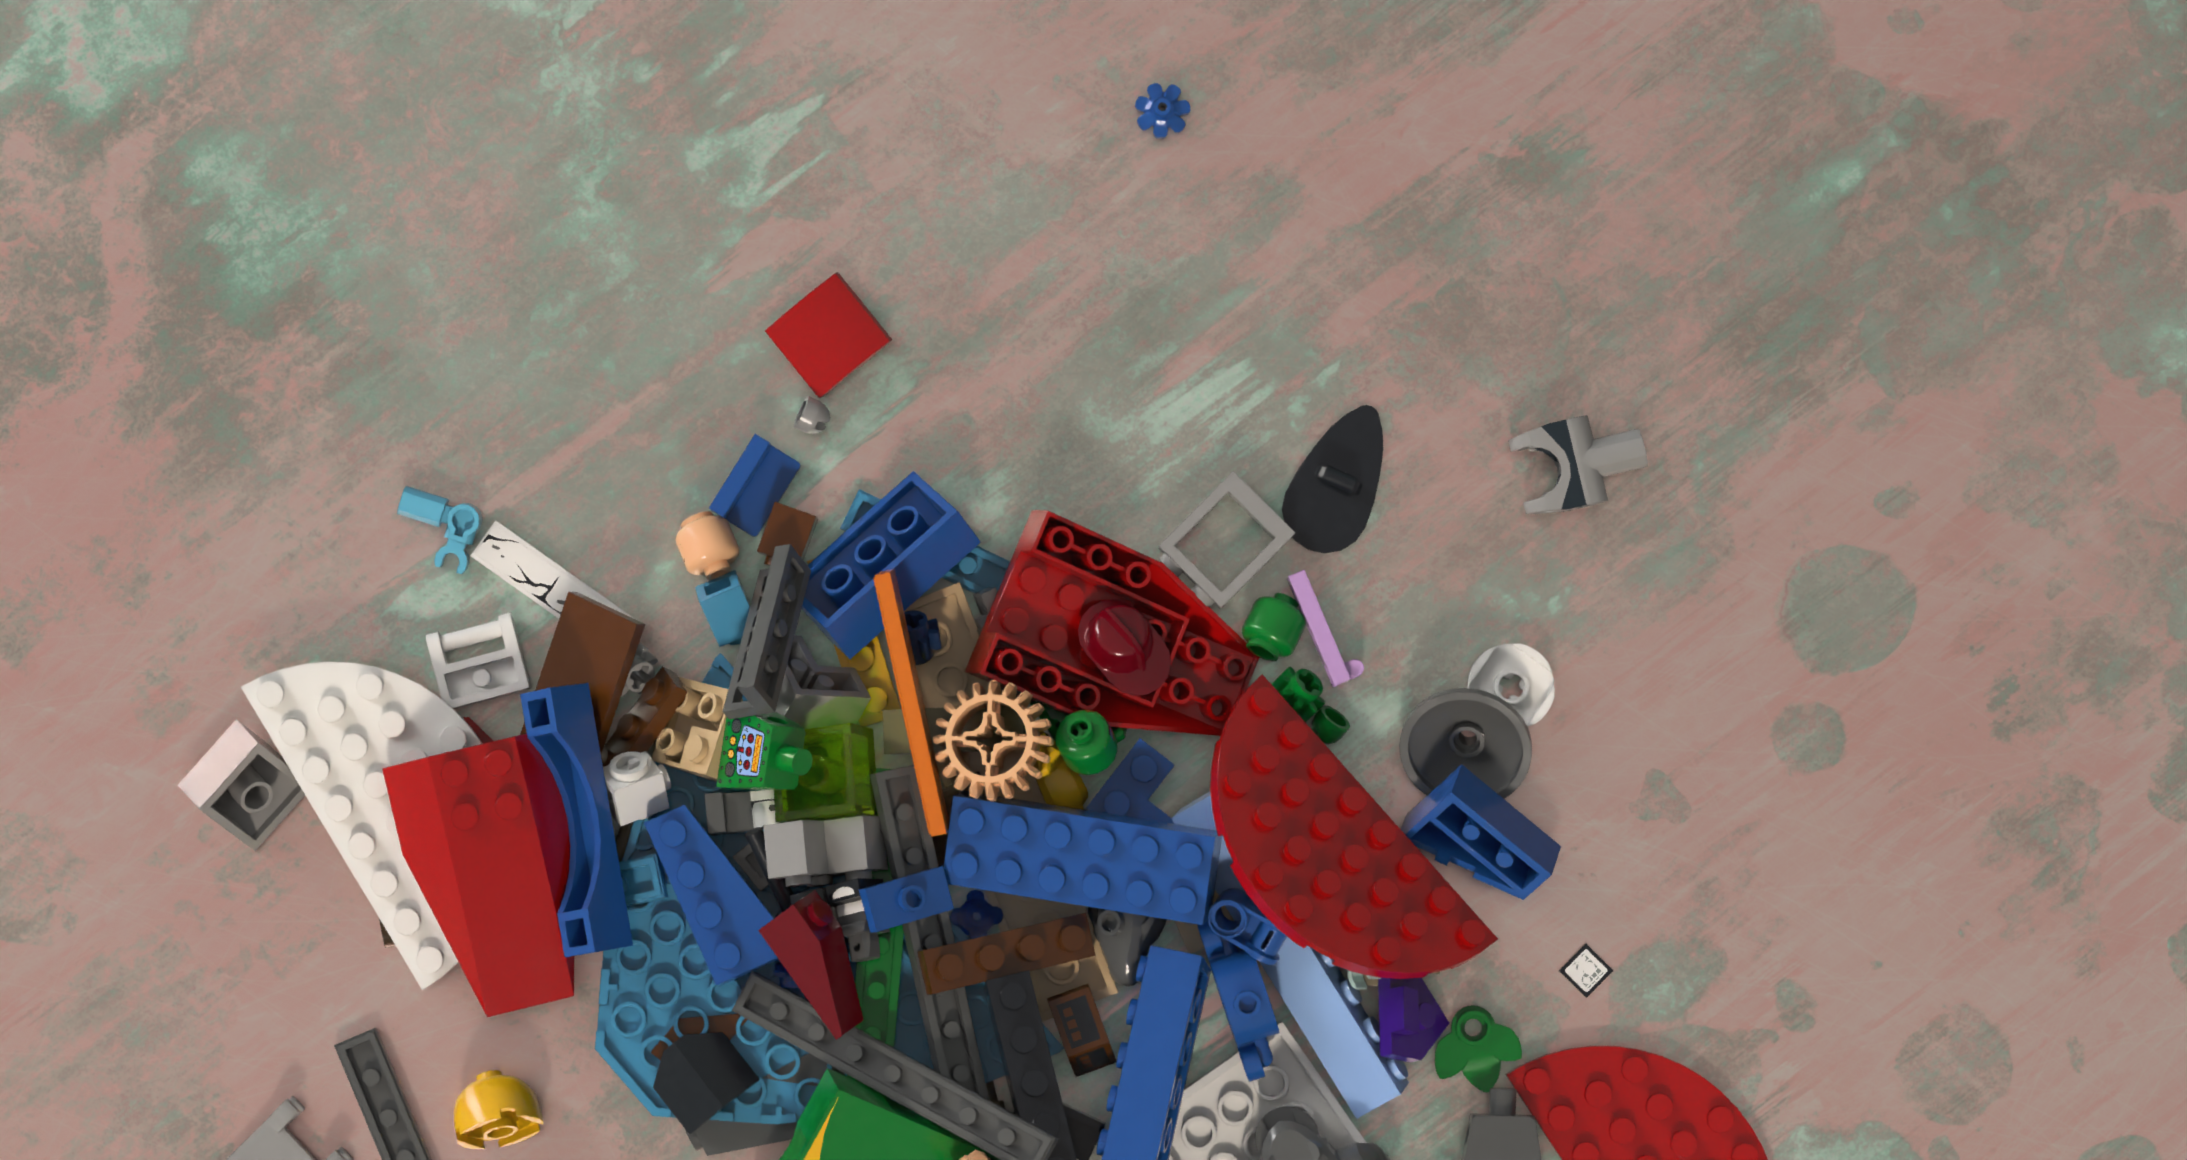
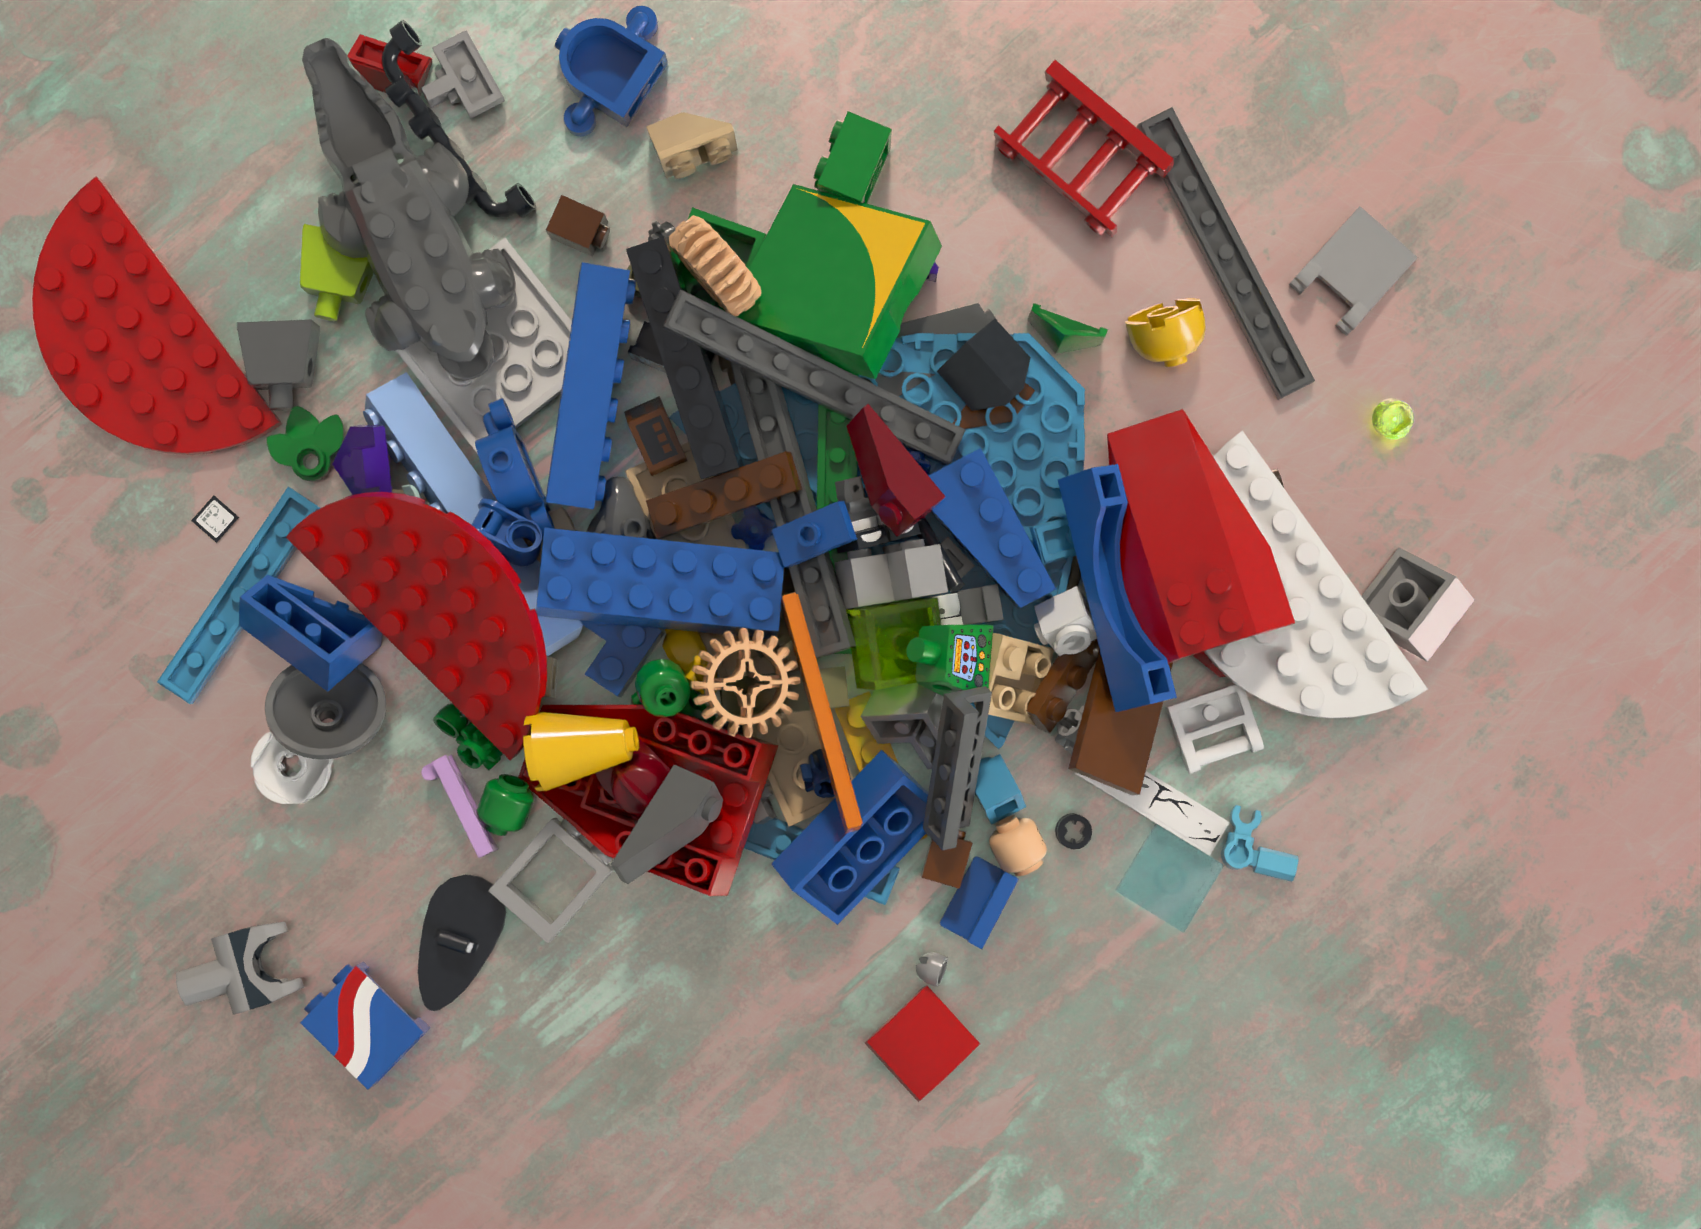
camera: 175 degrees right, 0 degrees up
(249, 996) = (1393, 418): none -> clear neon green tile
(541, 498) = (1169, 878): none -> clear light blue tile
(613, 1116) = (1064, 333): none -> green slope
(658, 557) = (1085, 831): none -> black bush
(1084, 595) = (670, 821): none -> dark grey slope
(1185, 683) = (574, 747): none -> yellow cone
(1444, 395) = (362, 1025): none -> panel
(1577, 862) = (220, 621): none -> dark azure tile

